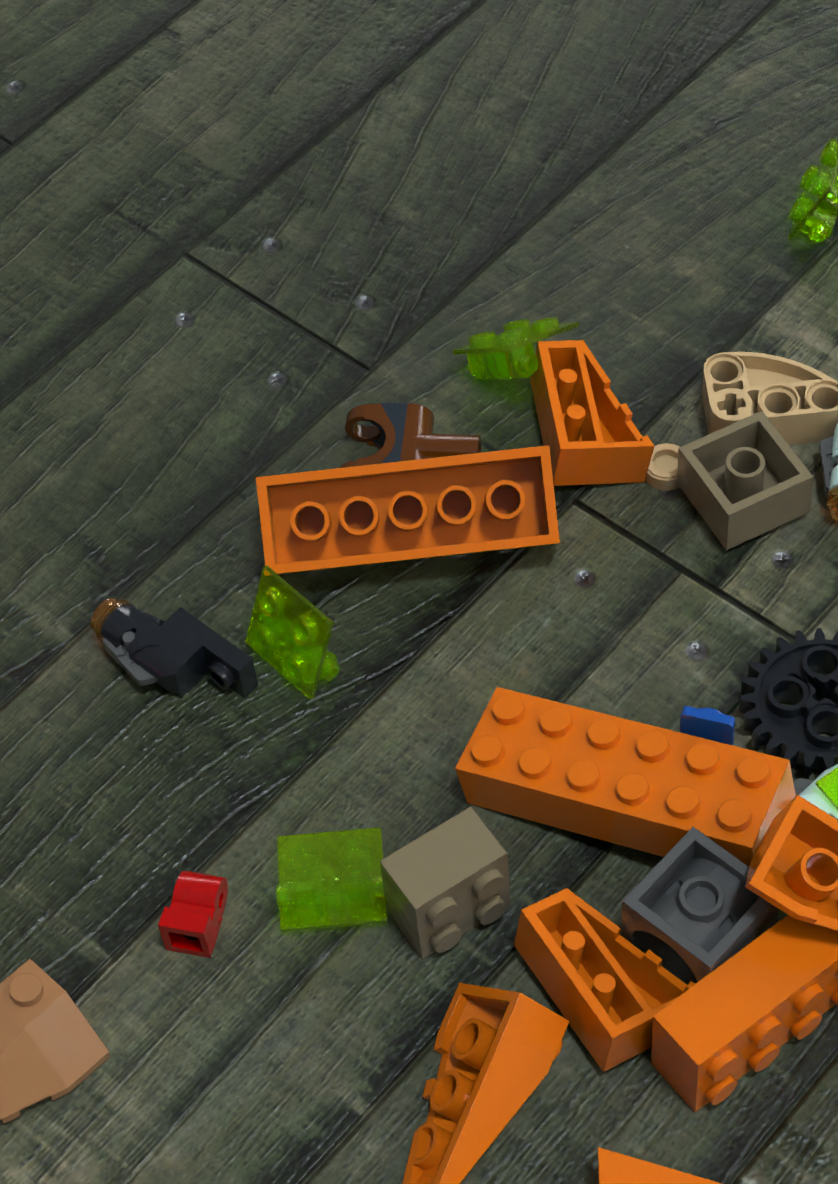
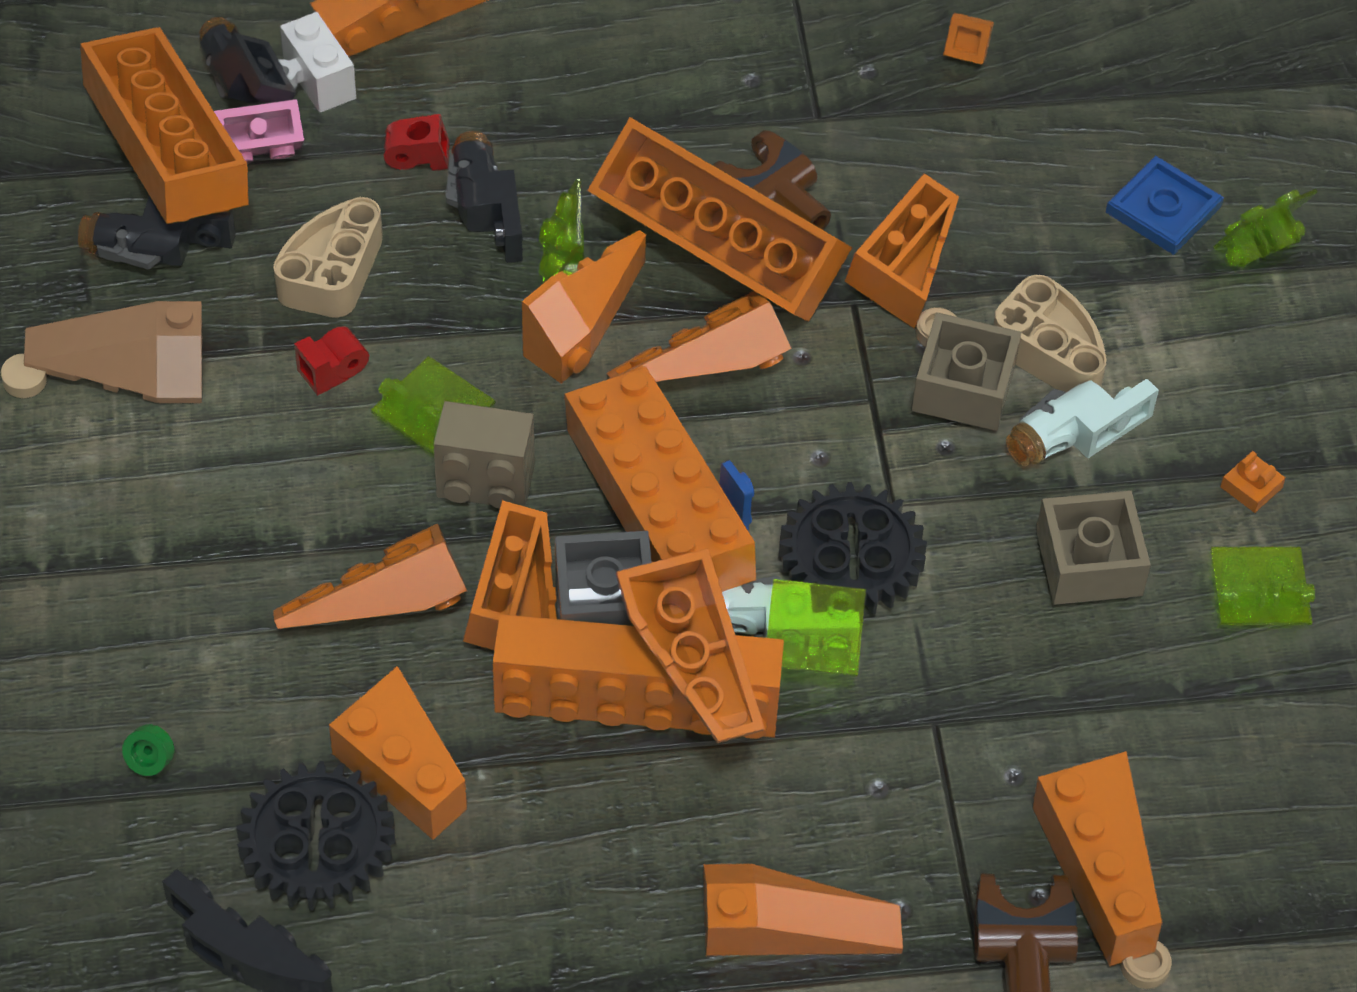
camera: 35 degrees right, 0 degrees up
(54, 654) = (416, 143): none -> red leg
(81, 832) = (330, 259): none -> tan beam
(375, 694) = (573, 311): none -> orange wedge
(423, 213) = (968, 38): none -> orange tile
(511, 351) = (903, 167): clear neon green hinge -> none
(519, 611) = (734, 339): none -> orange wedge
(718, 233) = (1164, 205): none -> blue tile

